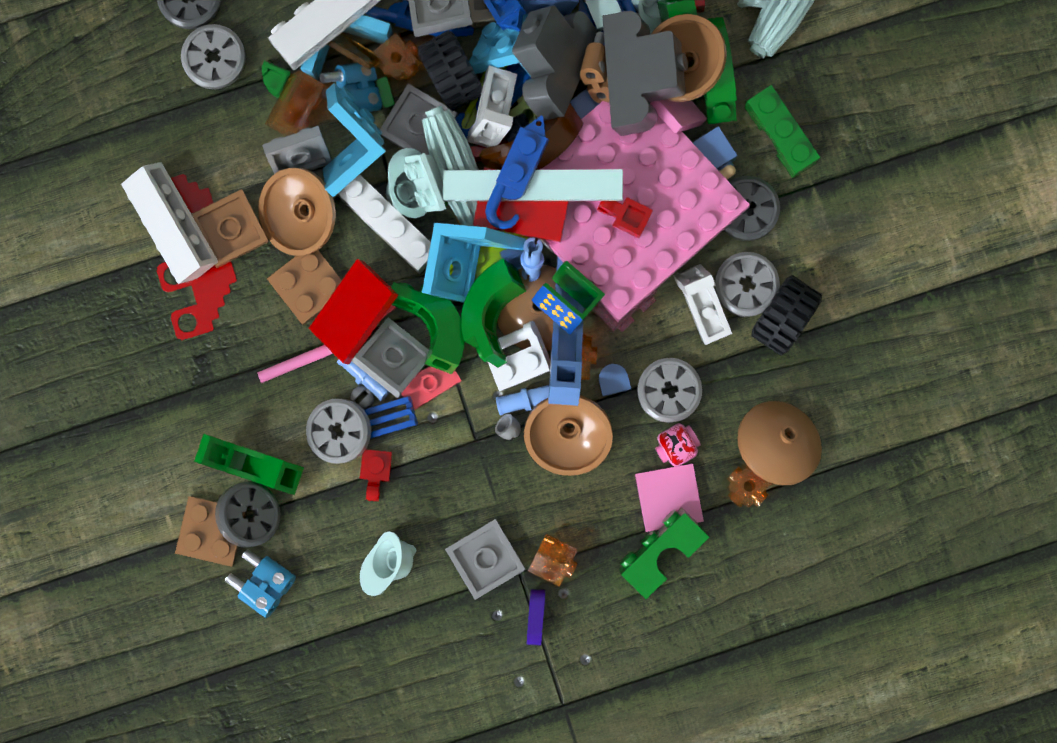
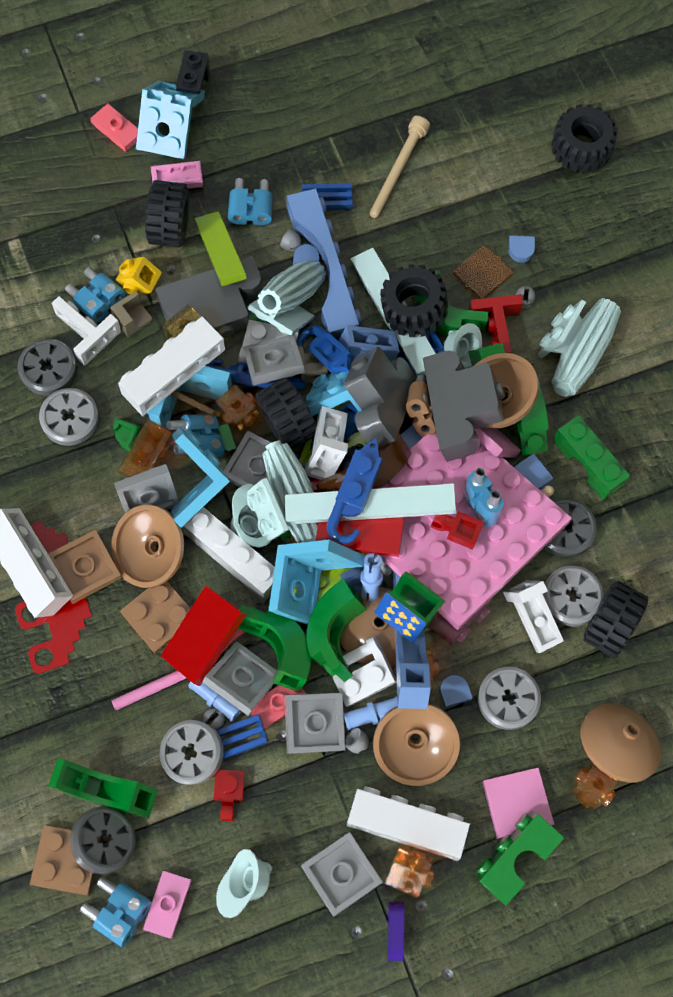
camera: 10 degrees left, 15 degrees down
(311, 579) = (167, 904): none -> bright pink plate
(465, 407) = (314, 723): none -> light grey plate
(555, 514) = (408, 824): none -> white brick
(653, 183) = (480, 496): none -> dark azure piece
(677, 445) = (522, 750): head -> none

